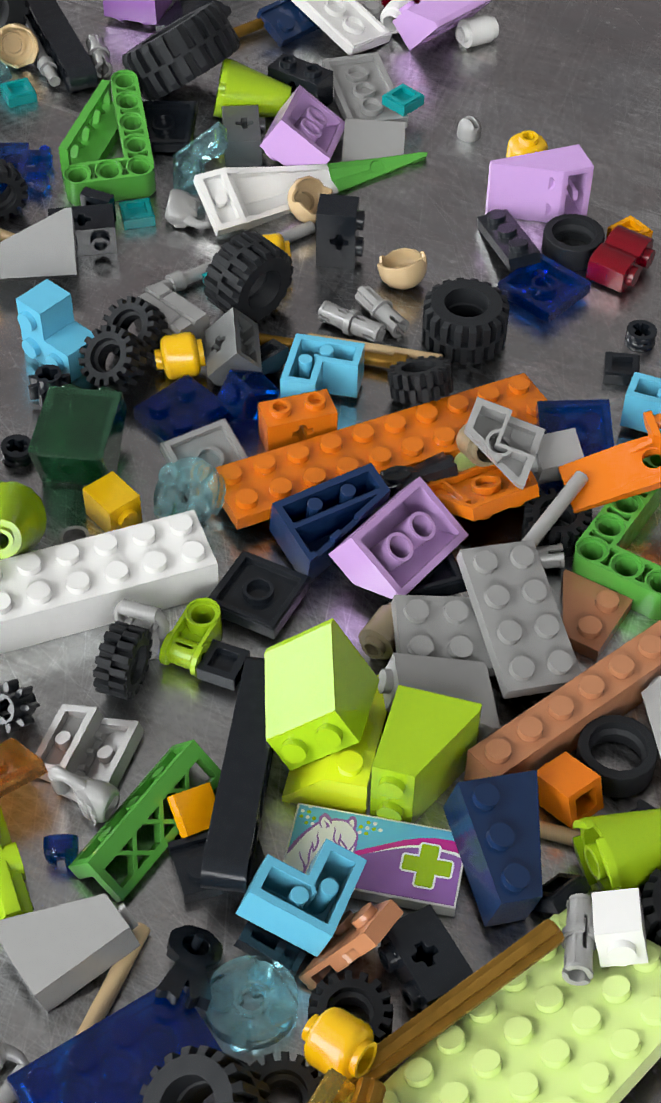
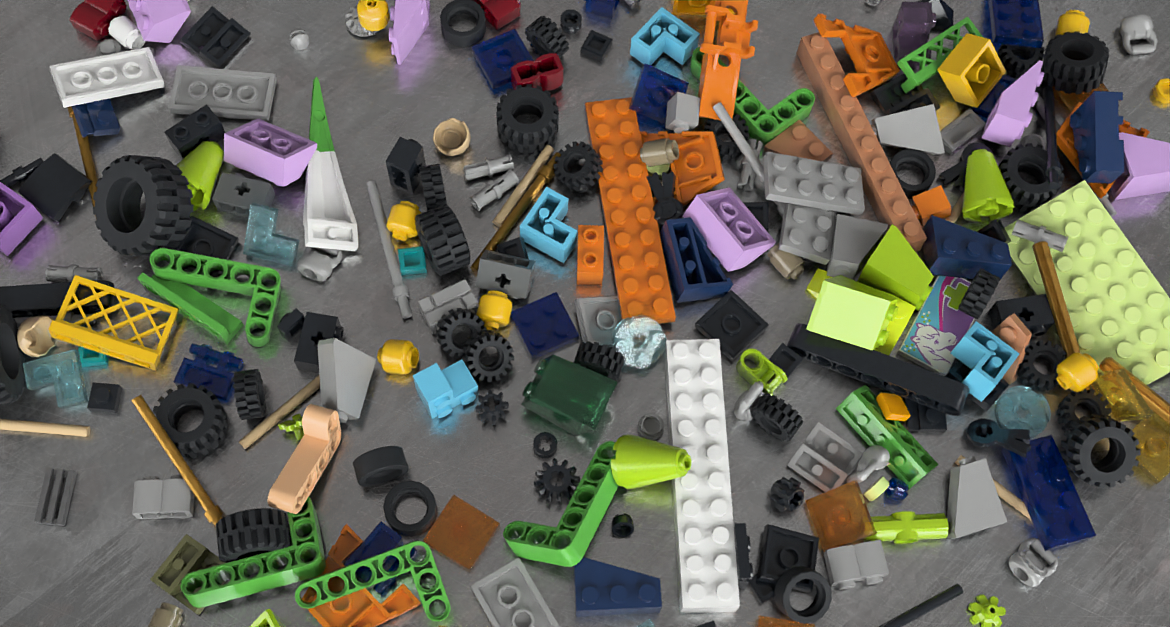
camera: 75 degrees left, 20 degrees up
(24, 67) = (107, 344): none -> yellow fence
(53, 817) = (876, 489): none -> yellowish green tile
(89, 293) = (398, 356): none -> yellow head
(112, 503) = (629, 393): yellow brick -> none
(137, 213) = (303, 298): teal tile -> none
(141, 457) = (600, 359): none -> black tyre
(244, 391) = (555, 277): clear blue brick -> none
(304, 198) = (353, 173): tan hair -> none
(314, 250) = (432, 186): none -> black tyre
(372, 139) = (291, 109): light grey slope -> none
(403, 99) = (256, 69): teal tile -> none
(426, 866) = (979, 293): none -> black tyre
(433, 72) = (215, 37): none -> black slope
(504, 439) = (682, 135): light grey slope -> none
(508, 239) = (447, 61): black plate -> none
(534, 313) = (544, 72): none -> dark red brick
(589, 306) = (546, 37): none -> black tyre
(619, 927) = (1047, 212): white brick -> none

